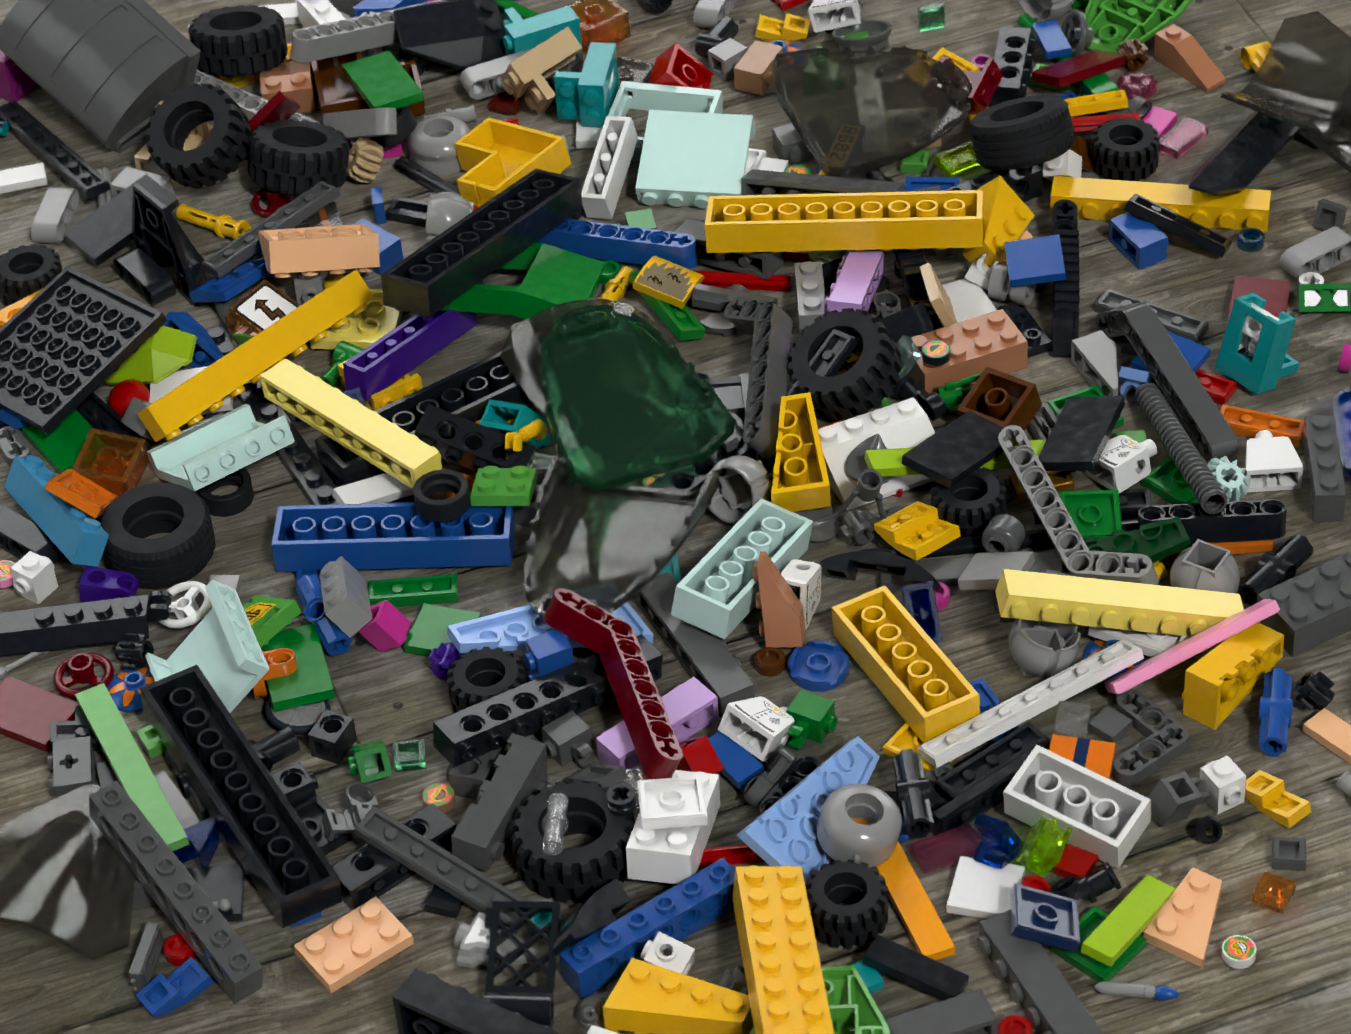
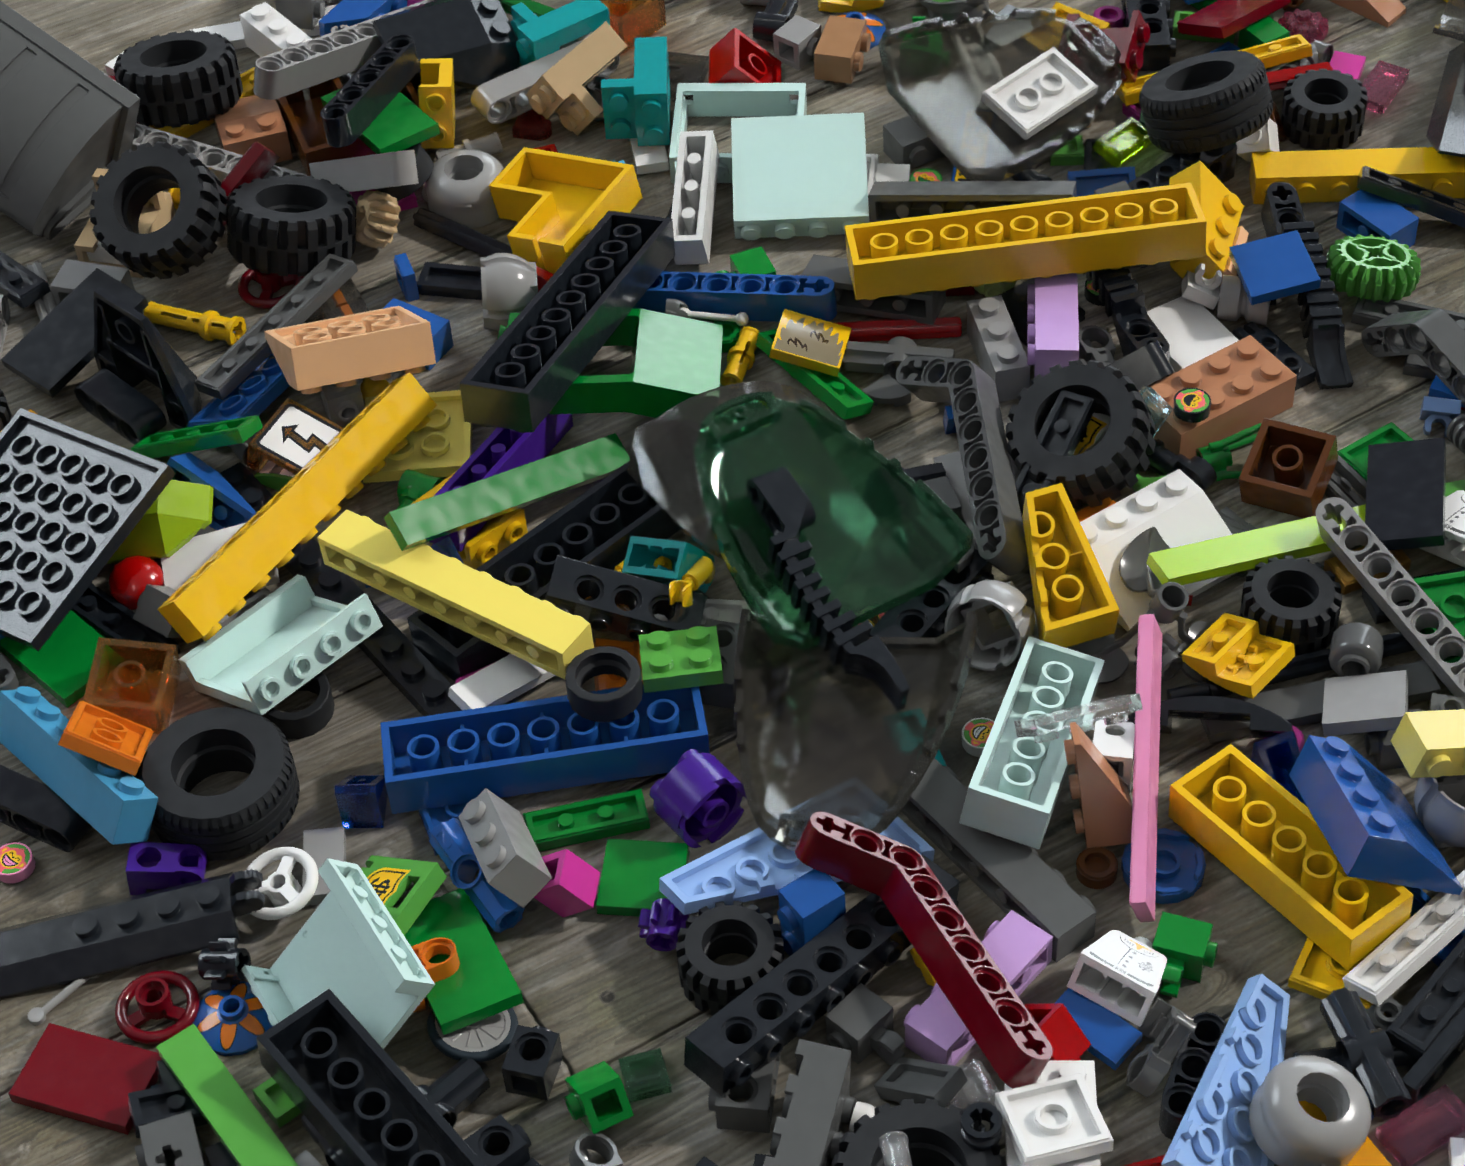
camera: 10 degrees left, 5 degrees up
(34, 577) = (59, 865): white brick -> none
(196, 301) = (198, 437): none -> green tile
(254, 561) = (362, 801): none -> clear blue slope
(377, 62) = (370, 90): none -> black beam
(404, 360) = (505, 492): none -> green tile
(432, 77) = (438, 99): none -> yellow panel
(440, 795) = (703, 1137): tile -> none
(492, 581) = (698, 798): none -> dark purple brick
(576, 247) = (679, 308): none -> white hinge
(626, 488) = (786, 514): none -> black piece
(746, 553) = (1111, 710): none -> clear plate
(818, 593) = (1146, 770): none -> bright pink tile
(900, 115) = (1039, 93): none -> white tile
(938, 296) = (1168, 327): tan tile -> none
(956, 450) = (1264, 537): black tile -> none
(968, 643) = (1368, 819): none -> blue slope
(1096, 360) = (1387, 394): light grey slope -> none
(1119, 271) = (1373, 267): none -> bright green gear

